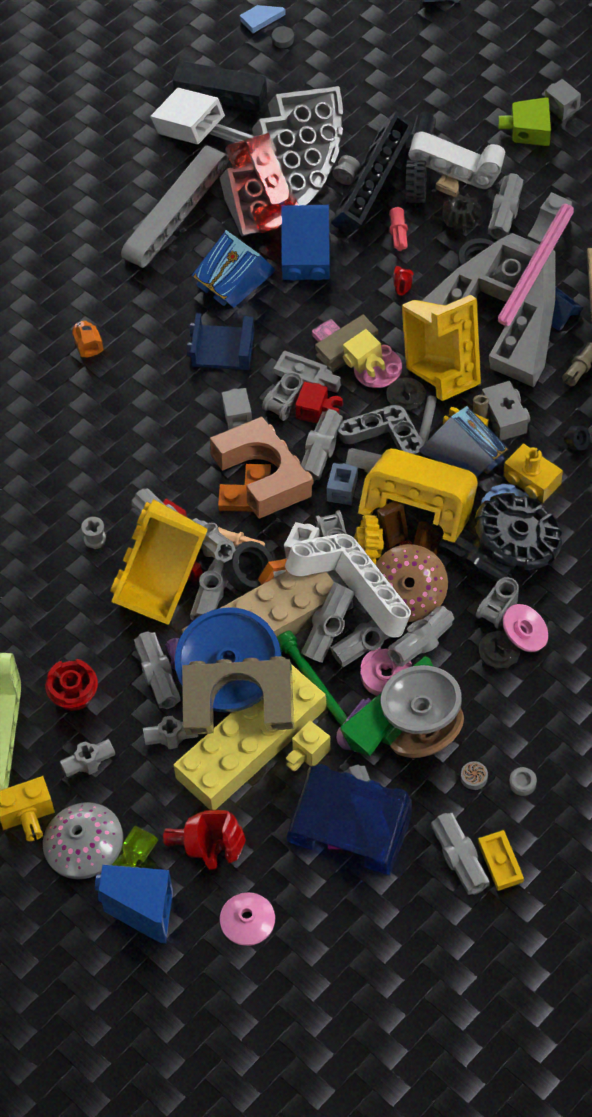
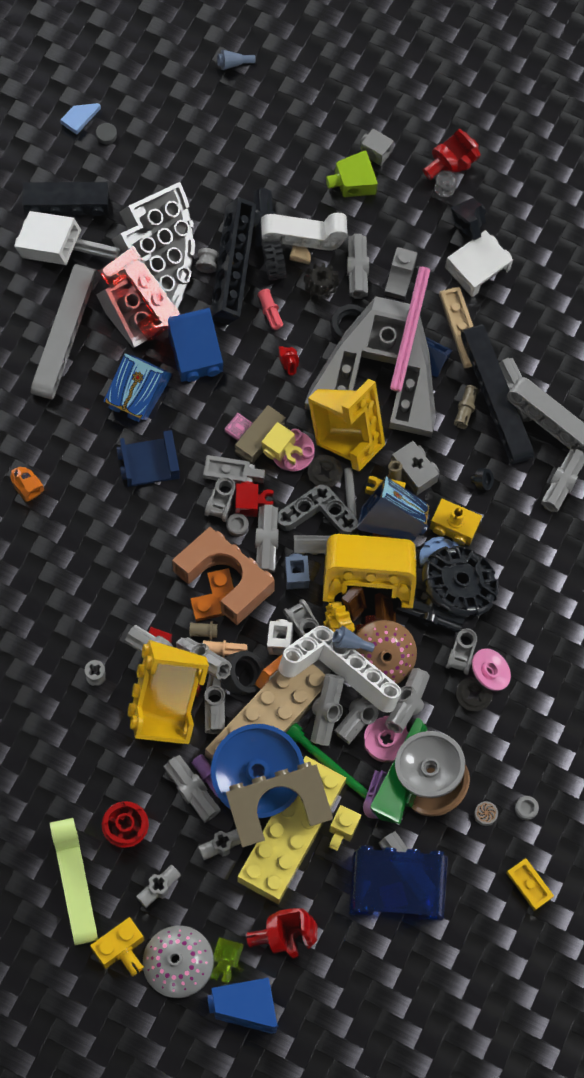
camera: 25 degrees left, 10 degrees up
(223, 518) = (203, 630): none -> dark tan pin
(236, 407) = (182, 521): light grey brick -> none
(250, 930) = (335, 1004): bright pink dish -> none
(294, 426) = (237, 525): none -> light grey tile
(368, 550) = (347, 639): none -> sand blue cone
(460, 853) = (495, 887): light grey piece -> none

